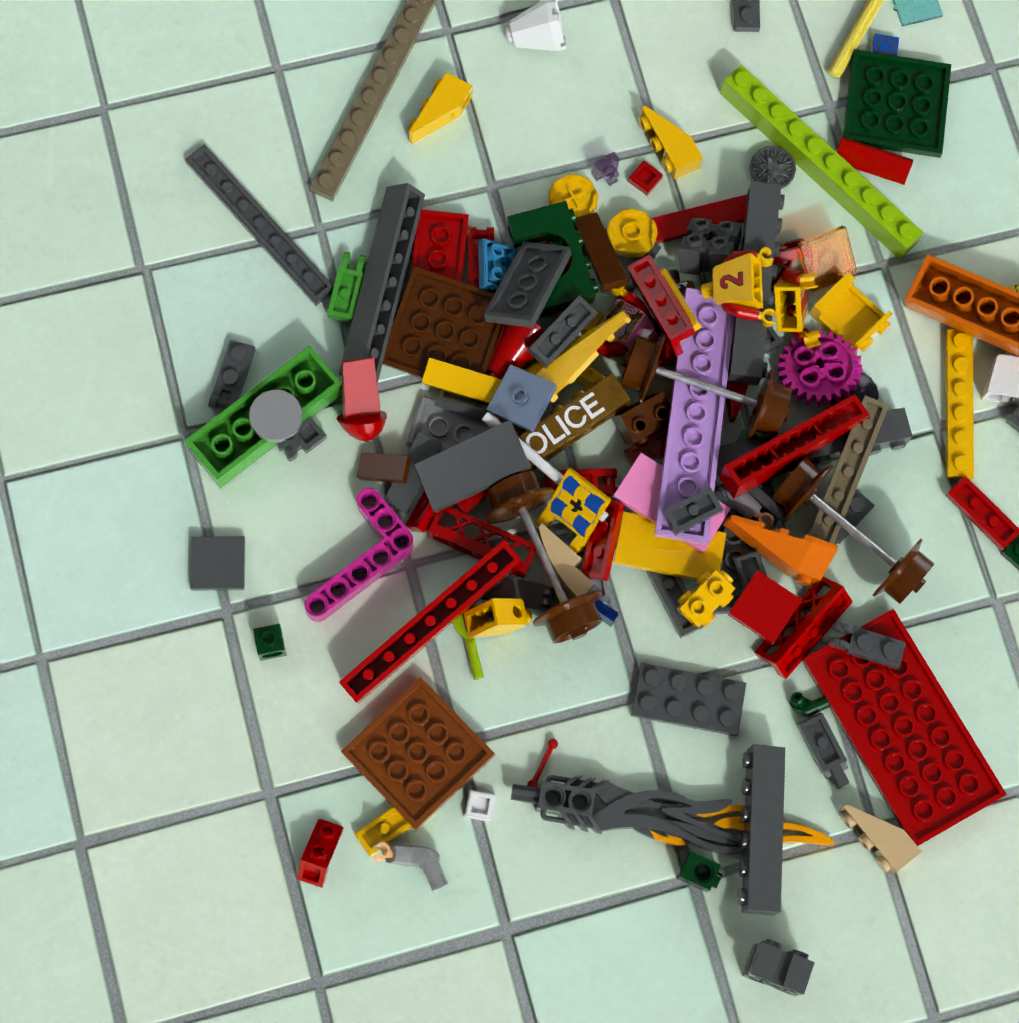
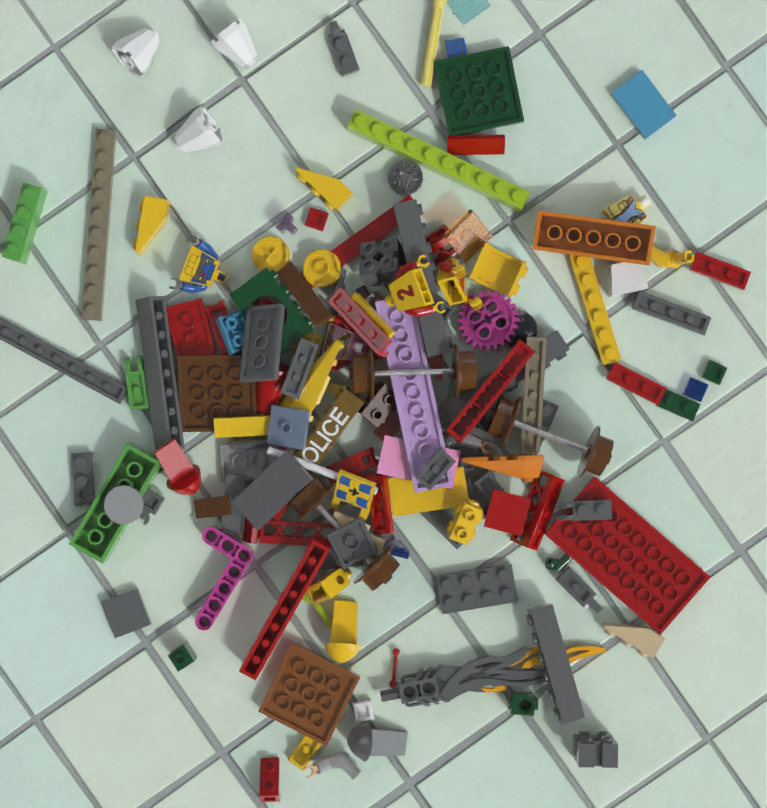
camera: 15 degrees left, 15 degrees up
(286, 54) = (24, 223): none -> bright green brick
(474, 844) = (376, 742): none -> piece
(481, 179) = (200, 268): none -> torso
(489, 698) = (343, 632): none -> yellow piece
(550, 569) = (352, 542): none -> dark grey tile

